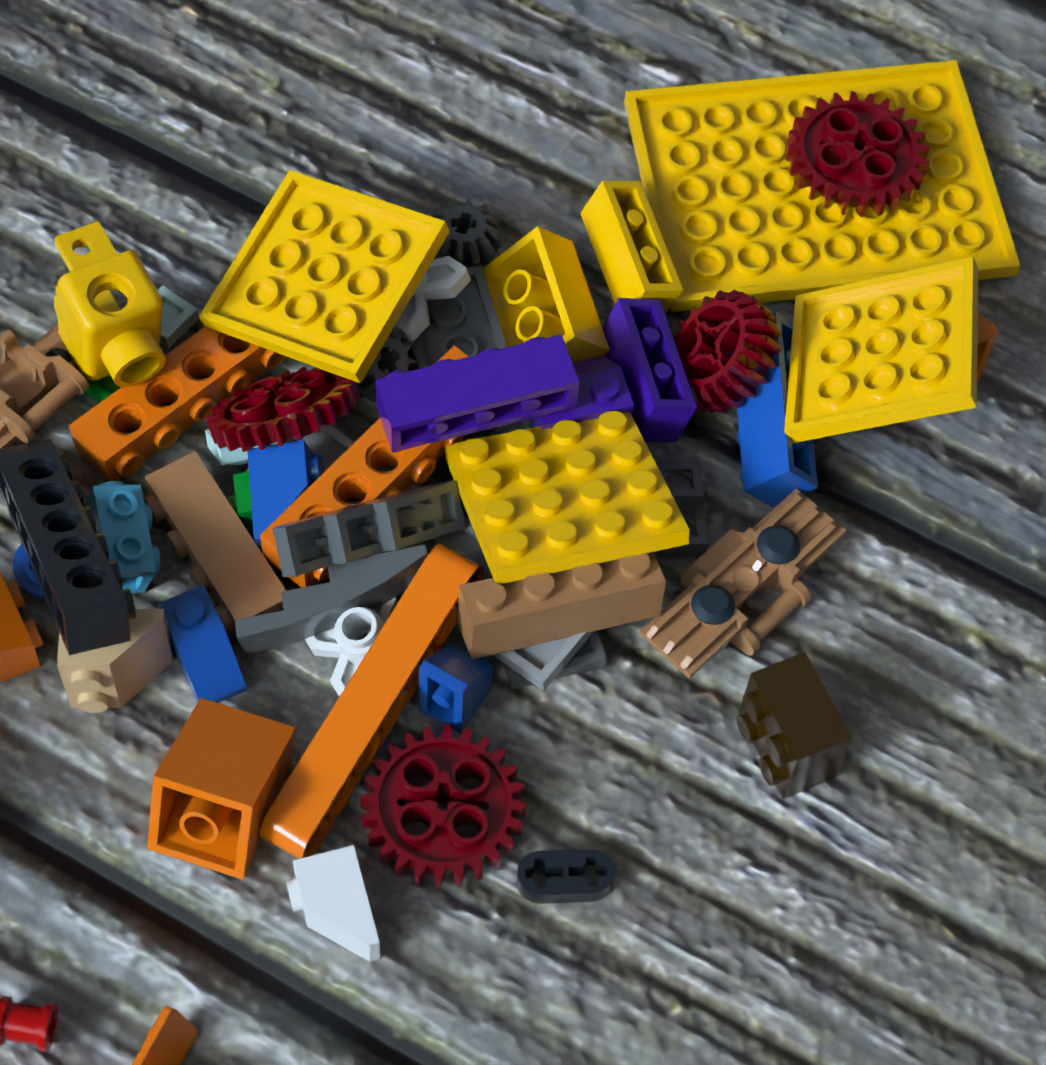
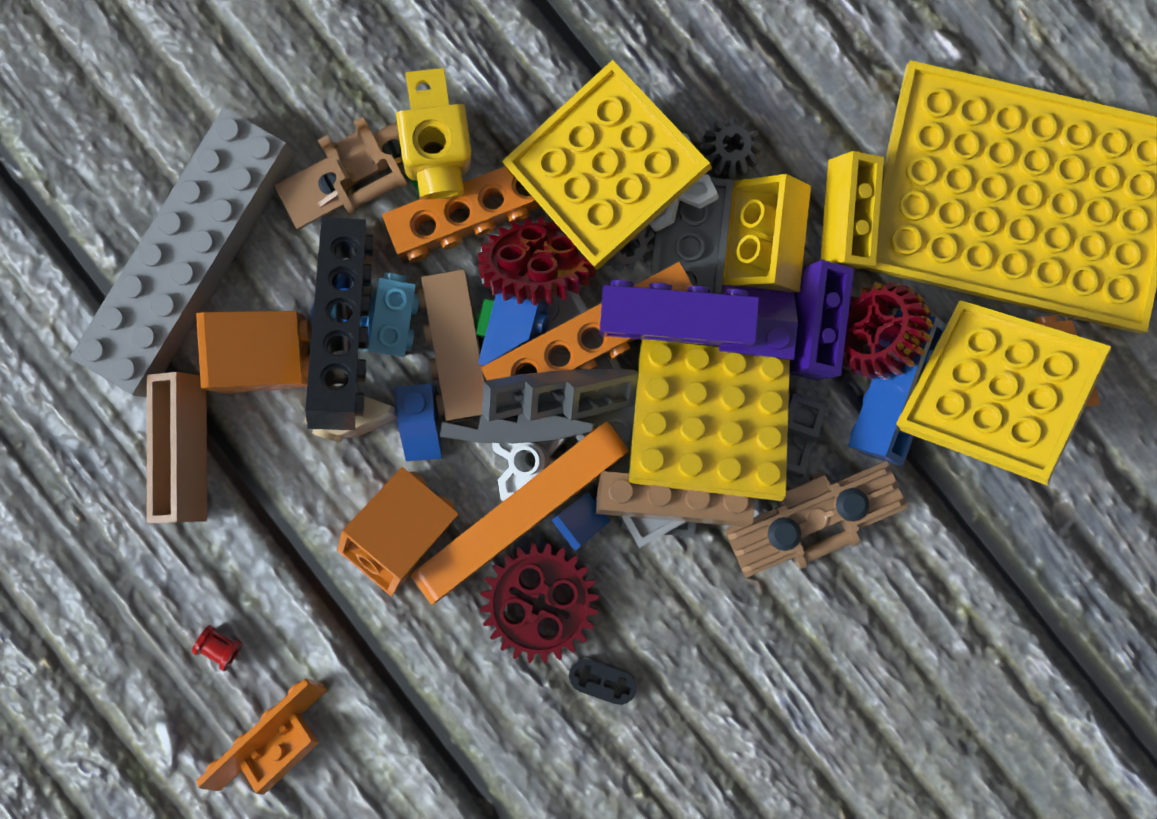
camera: 25 degrees right, 25 degrees up
(176, 316) = (487, 138): light aqua plate -> none
(335, 900) = (442, 643): white slope -> none
(793, 726) = (800, 647): dark brown brick -> none
(857, 154) = (1067, 190): dark red gear -> none

